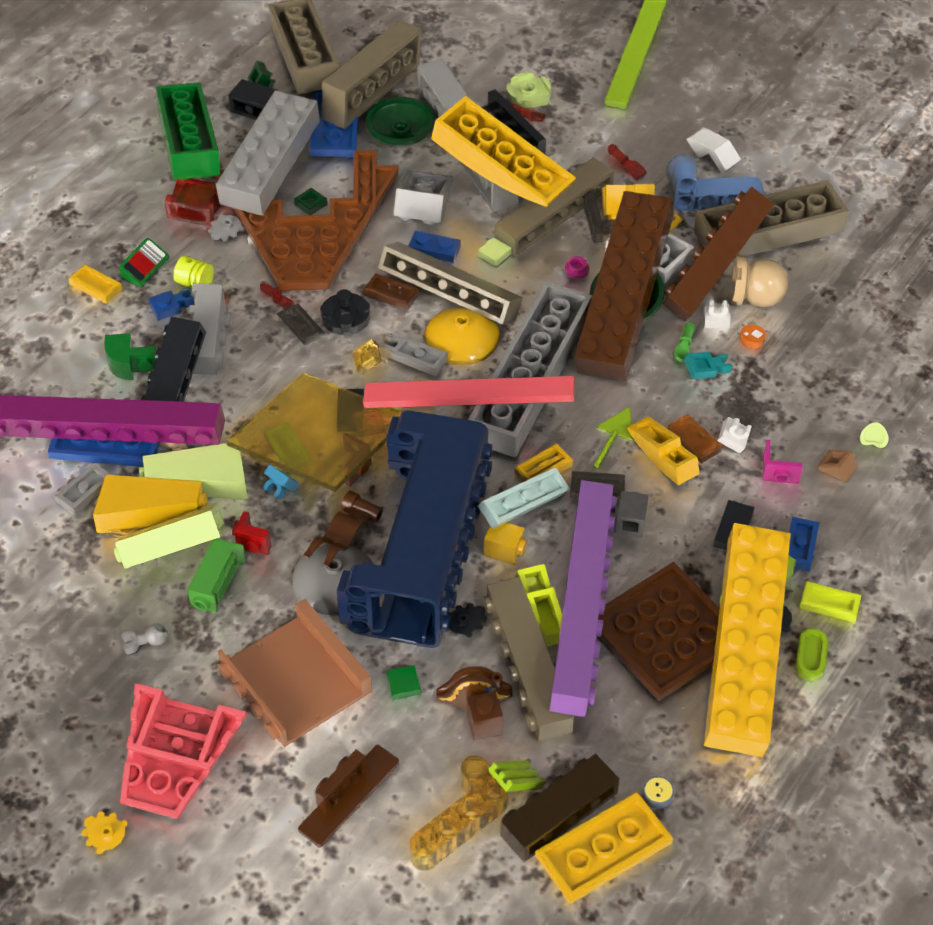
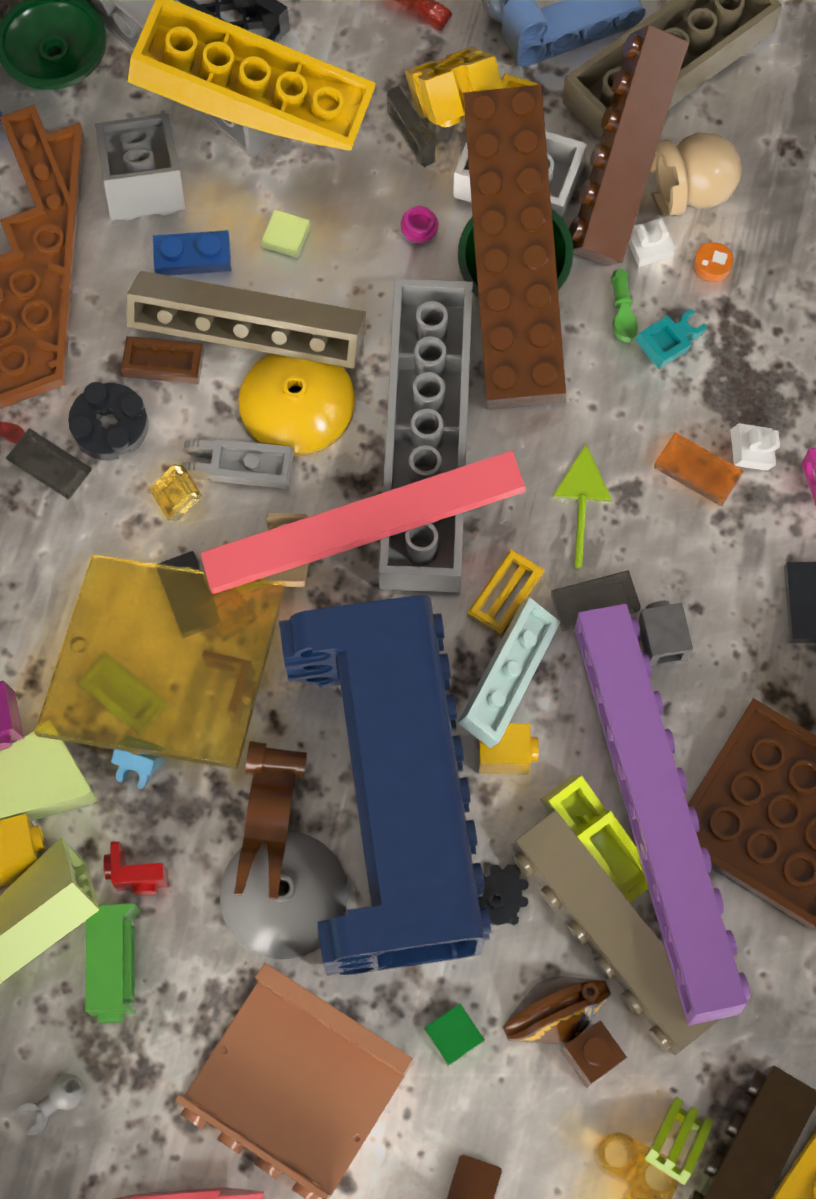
camera: 20 degrees left, 20 degrees up
(534, 220) = (320, 170): dark tan brick -> none
(664, 450) = (666, 507): yellow slope -> none

